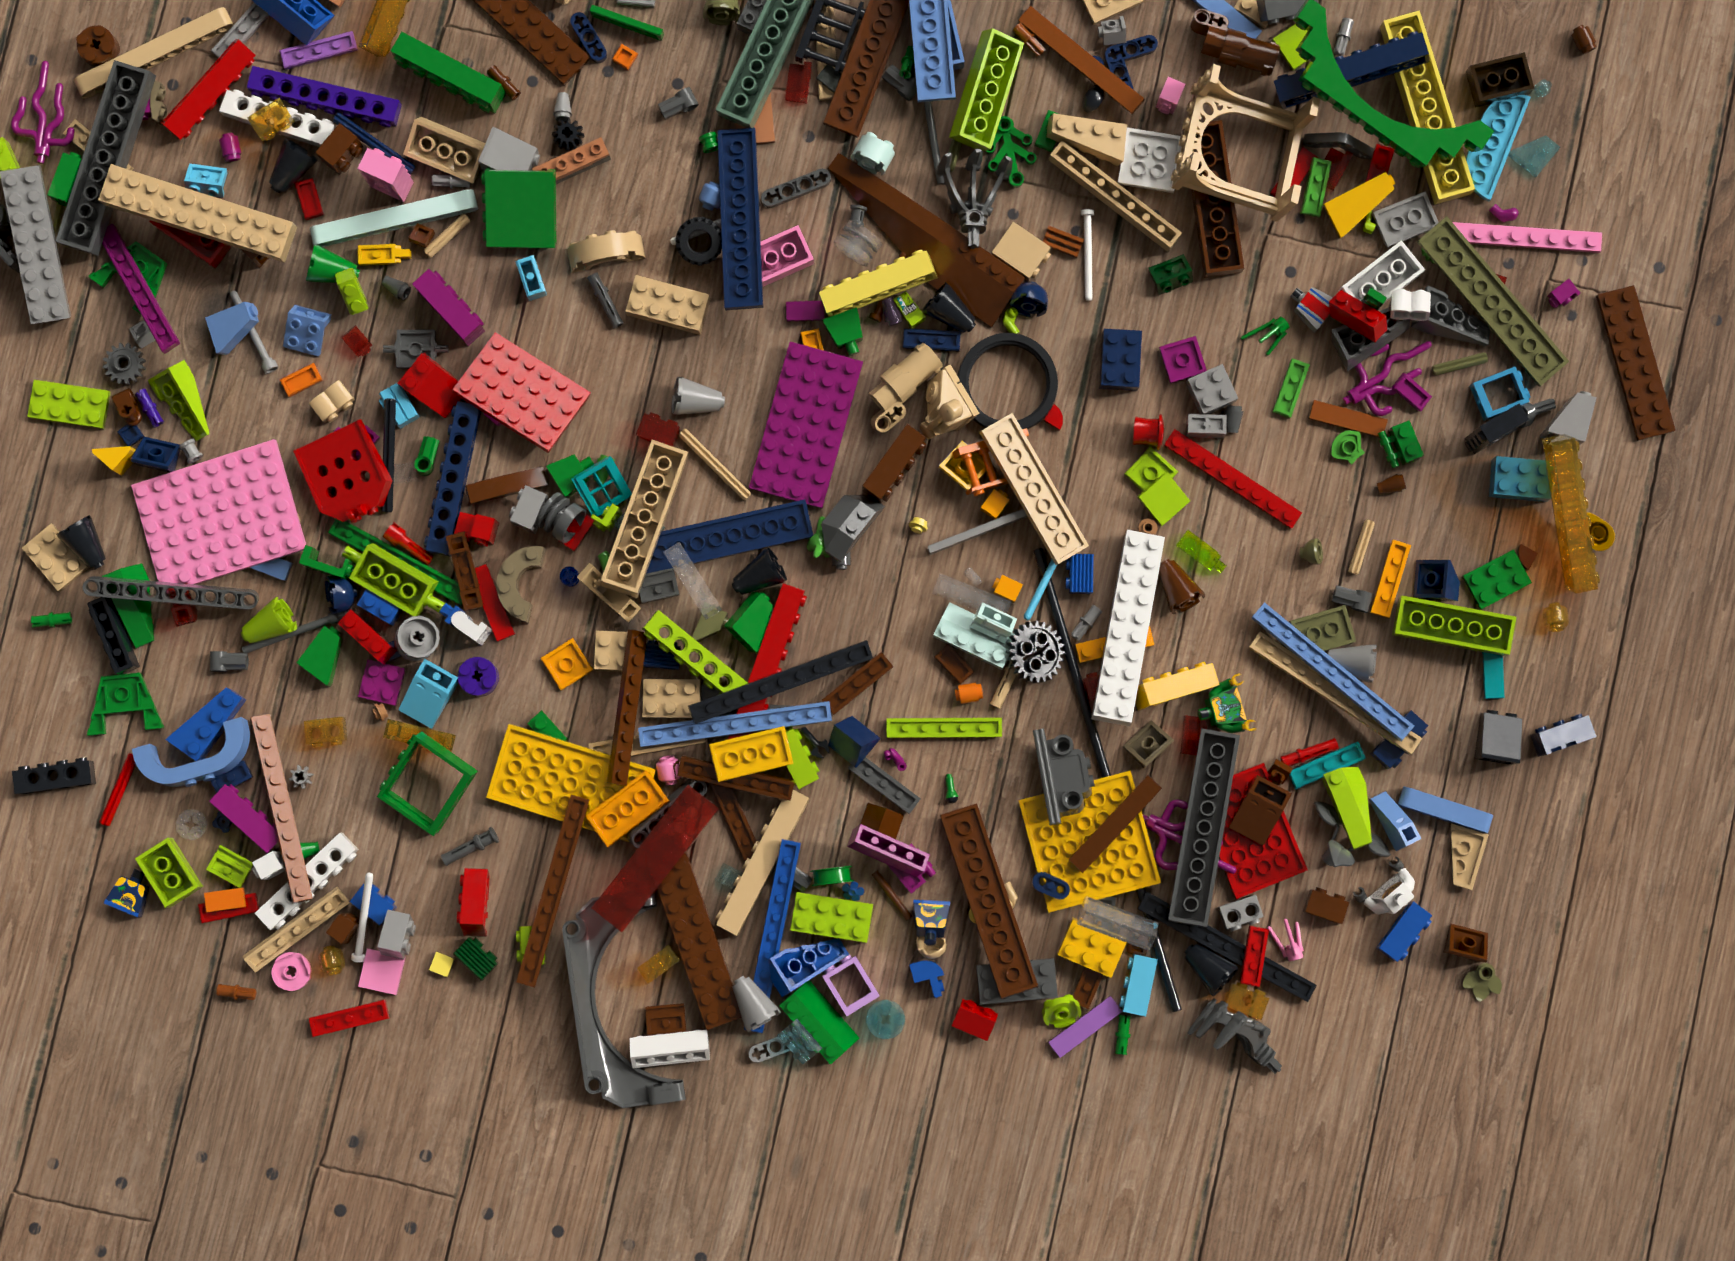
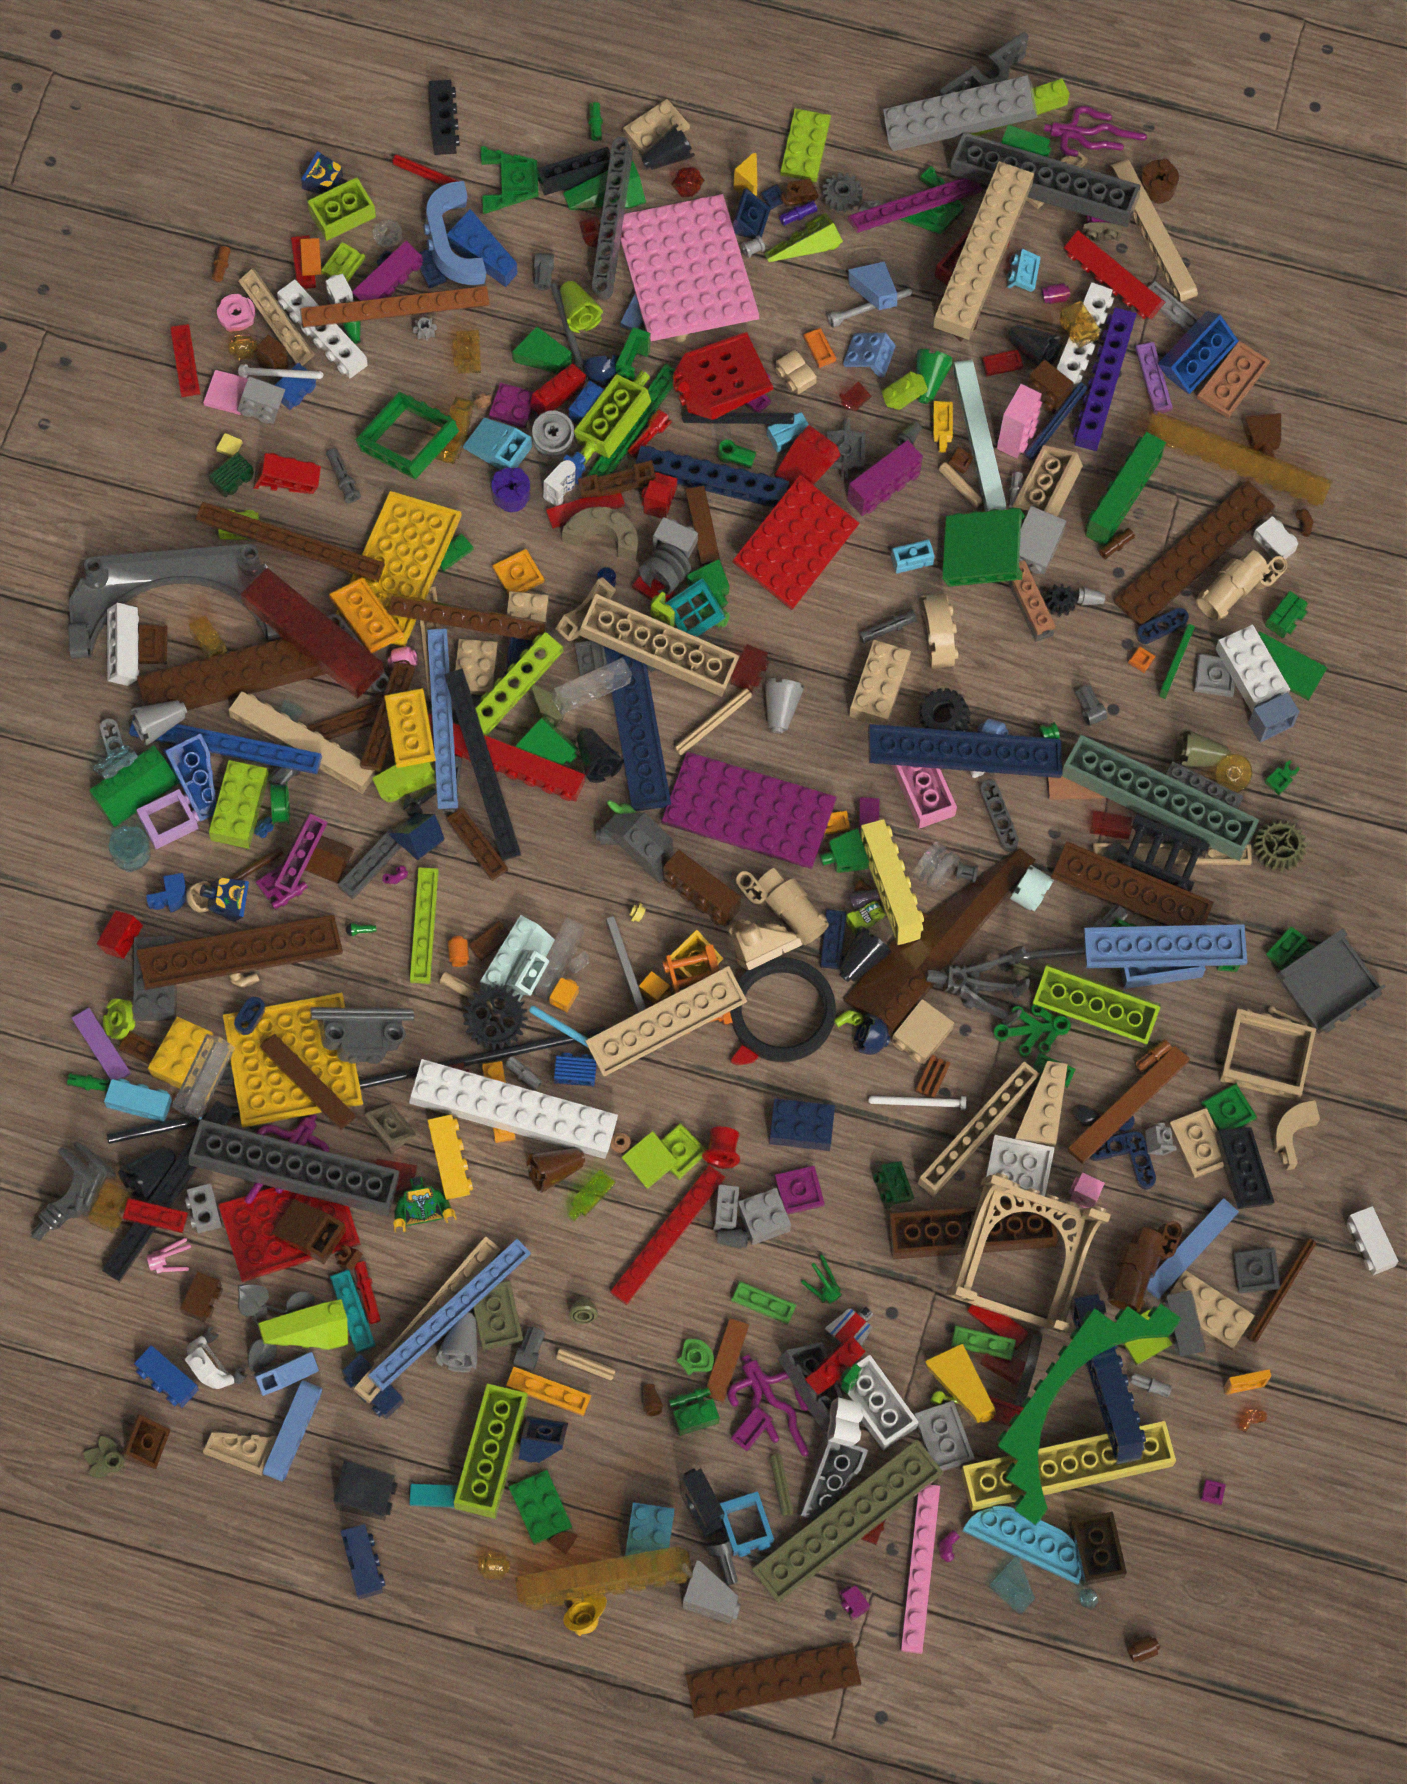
camera: 90 degrees right, 15 degrees down
(120, 520) = (687, 182): none -> clear red brick

